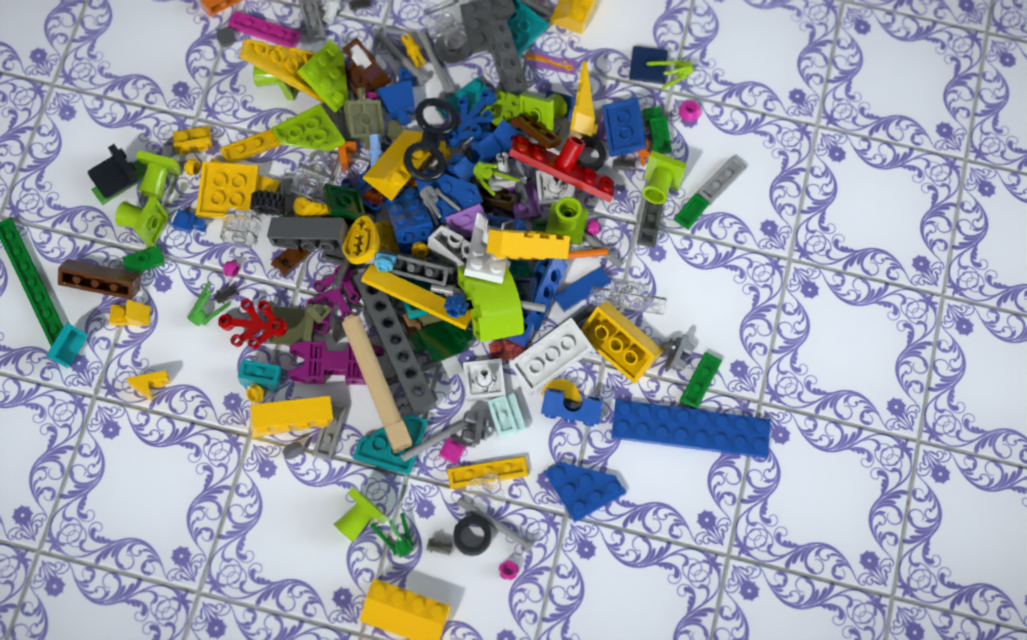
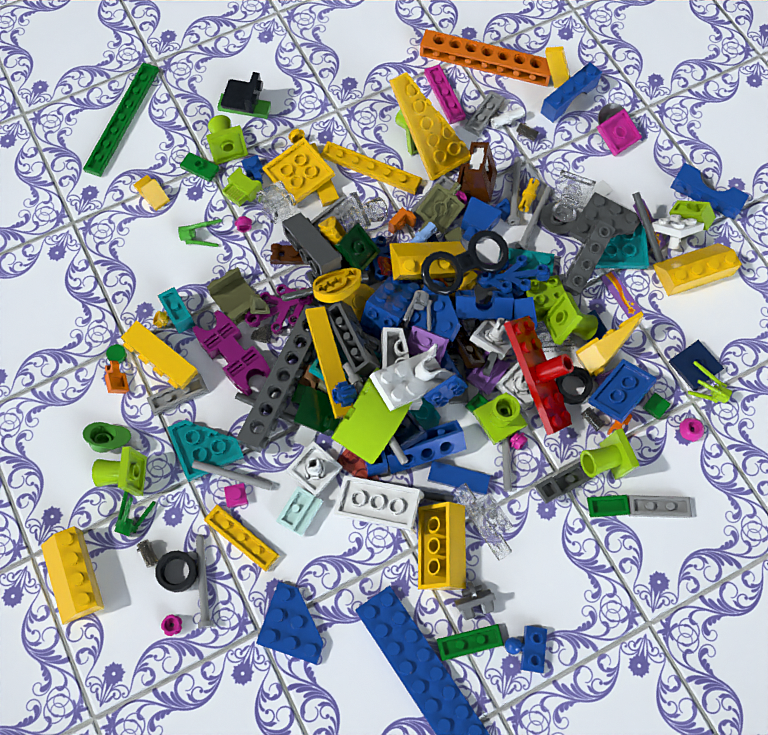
camera: 50 degrees right, 0 degrees up
(67, 345) = (90, 173): teal panel -> none
(99, 279) = (157, 151): reddish brown brick -> none
(144, 382) = (105, 244): yellow slope -> none
(156, 173) = (266, 118): lime plant -> none
(192, 140) = (317, 120): yellow bracket -> none
(197, 244) = (241, 188): none -> lime piece
(225, 294) = (216, 235): clear smoke pin -> none
(226, 37) = (416, 74): dark grey tile -> none
(252, 449) = (116, 353): none -> green tile
(254, 325) = (218, 287): red plant -> none
(267, 203) = (311, 201): black tyre -> none
(275, 465) = (115, 381): none -> orange plate
(293, 450) = (137, 381): dark grey tile -> none
(309, 130) = (393, 181): lime plate -> none
(319, 506) = (105, 437): none -> bright green piece
(327, 75) = (446, 155): lime plate -> none
(376, 383) = (211, 437): tan brick -> none
(384, 262) = (333, 313): medium azure plate -> none
(419, 249) = (373, 332): yellow plate -> none
(477, 431) = (258, 500): flat silver hips -> none
(483, 171) = (479, 322): lime plant -> none
(484, 493) = (220, 550): clear plate -> none
(527, 244) = (442, 401): yellow wedge -> none
(536, 130) = (549, 329): reddish brown plate -> none
(555, 406) = (339, 543): blue arch -> none
(570, 389) = (360, 535): yellow tile -> none
(585, 253) = (483, 448): orange bar -> none
(660, 135) = (646, 424): green plate -> none
(740, 345) = (532, 648): none -> blue plate

